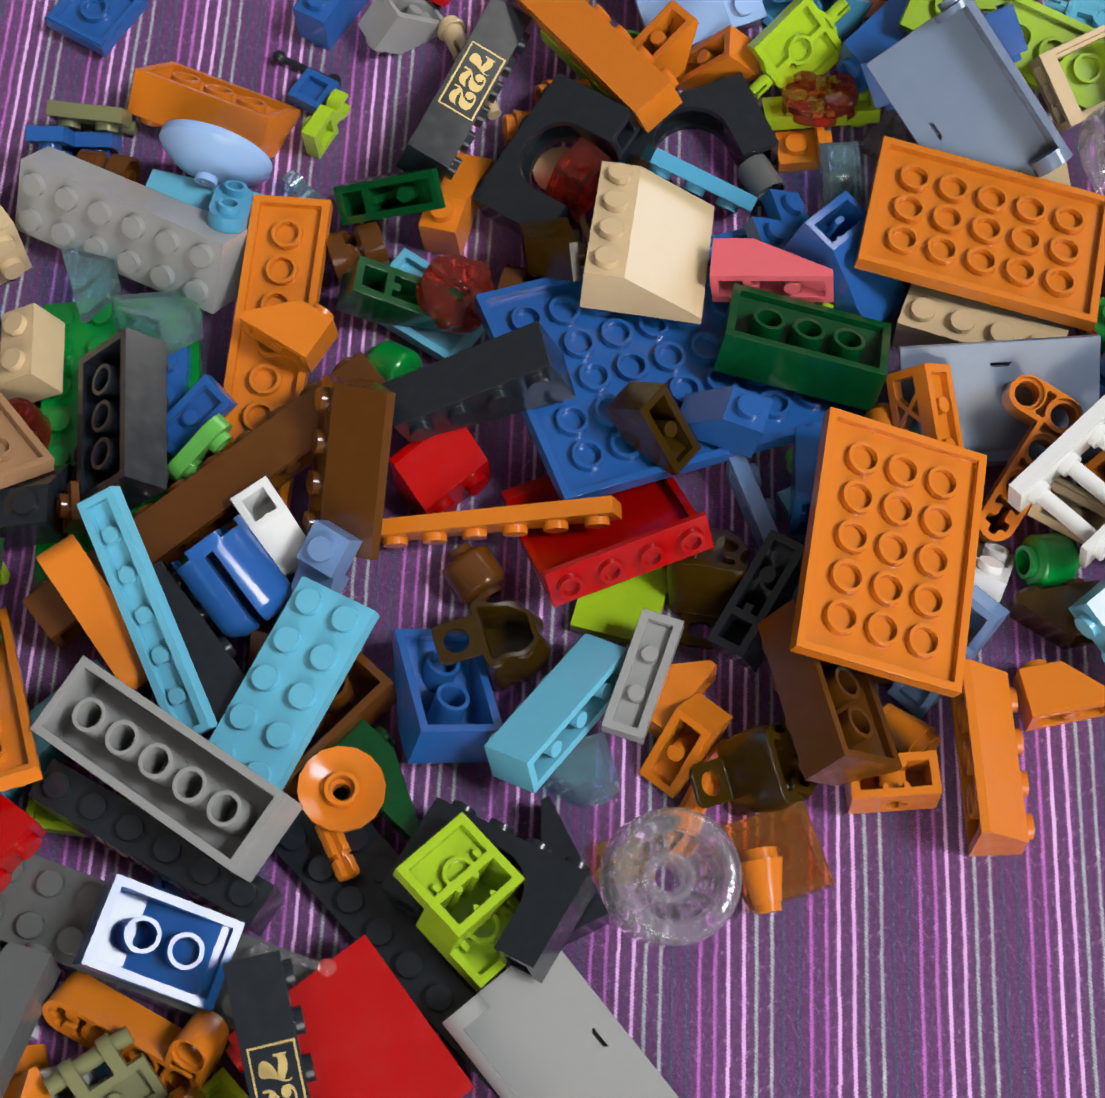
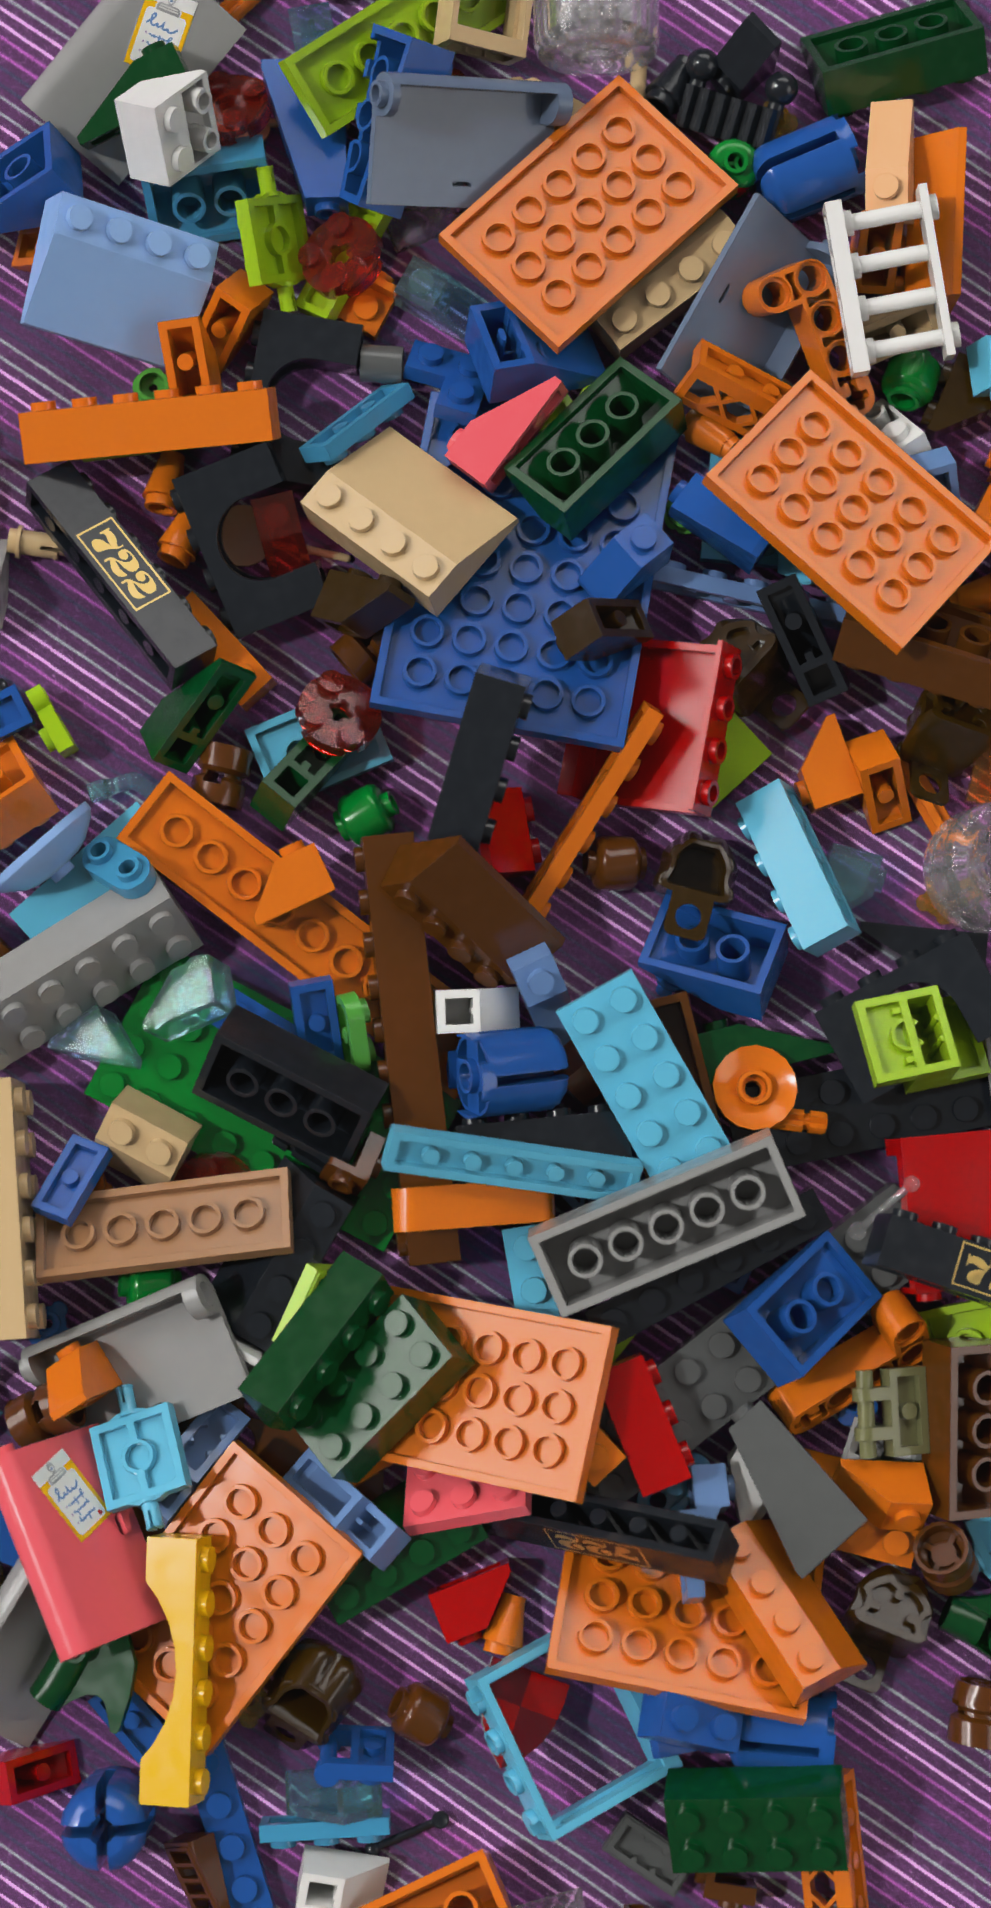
camera: 65 degrees left, 20 degrees up
(642, 676) = (812, 780): light grey plate -> none

